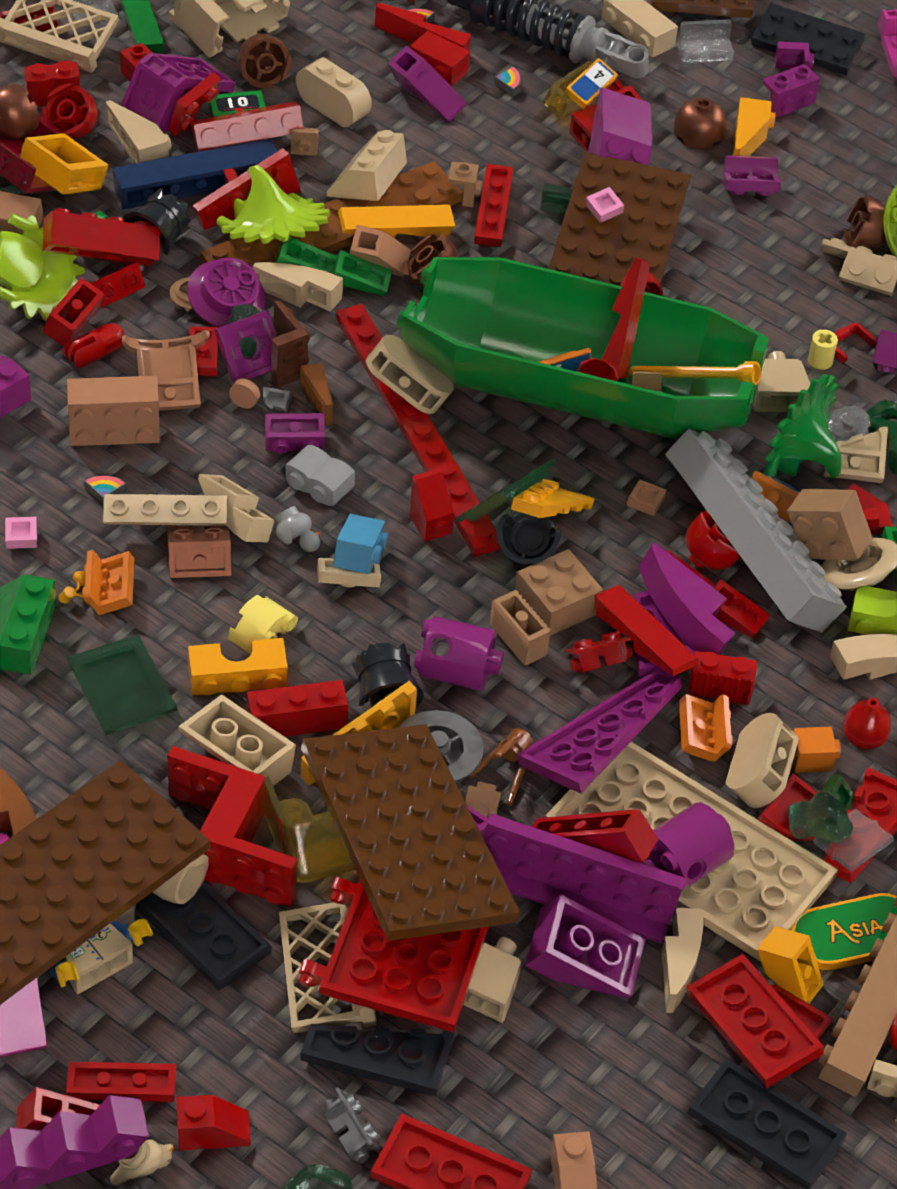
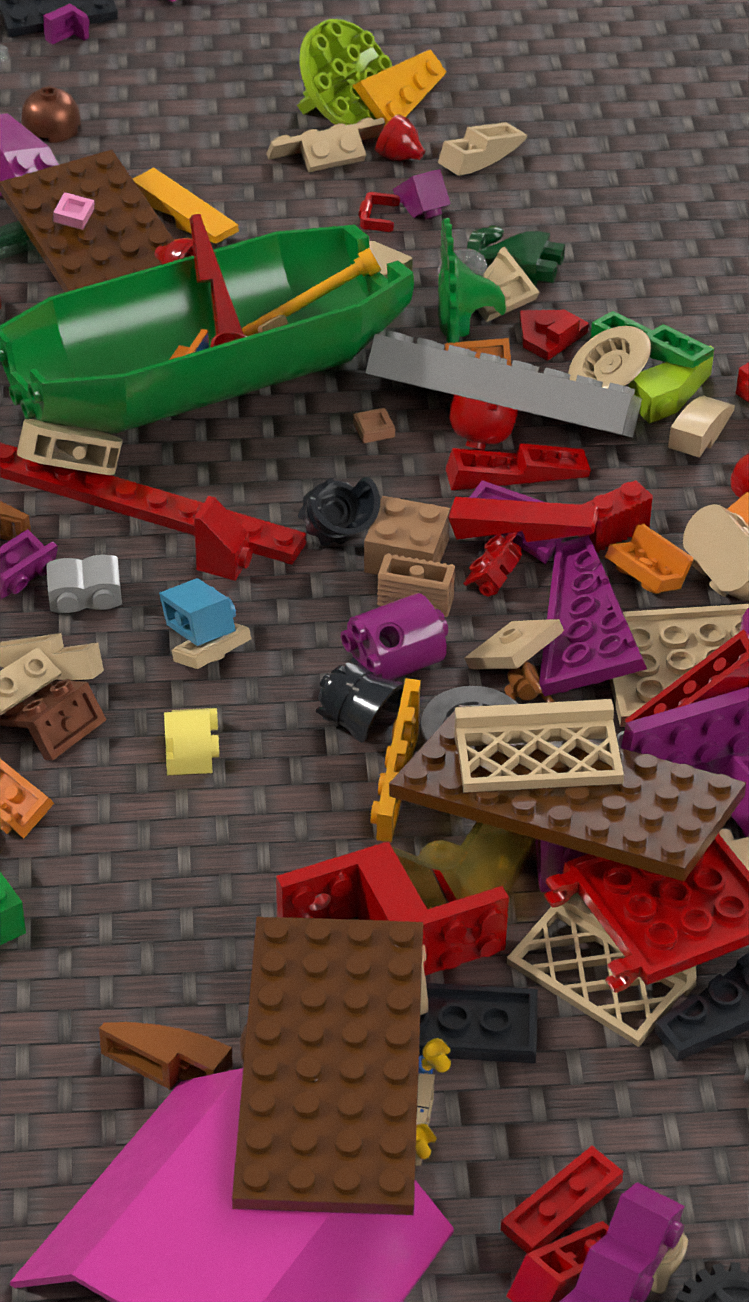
camera: 40 degrees left, 5 degrees down
(122, 684) = (126, 877): clear green piece -> none
(211, 1123) = (680, 1168): red slope -> none
(215, 674) = (199, 807): light orange arch -> none
(240, 739) = (306, 835): tan slope -> none
(295, 524) = (118, 642): light grey animal -> none
(301, 707) = (314, 783): red brick -> none
(427, 769) = (537, 726): none -> tan fence
(507, 493) = (280, 484): clear green piece -> none
(535, 714) = (514, 644): none -> tan plate
(548, 499) = (313, 470): light orange wing -> none
(685, 601) = (519, 474): magenta slope -> none
(708, 249) = (180, 203): none -> light orange slope
(751, 174) = (145, 130): magenta bracket -> none
(752, 125) = (95, 95): light orange slope -> none
(792, 89) = (101, 45): magenta bracket -> none
(822, 349) = (373, 222): light yellow piece -> none
(830, 524) = (560, 339): medium nougat brick -> none
(866, 224) = (287, 111): copper cylinder -> none

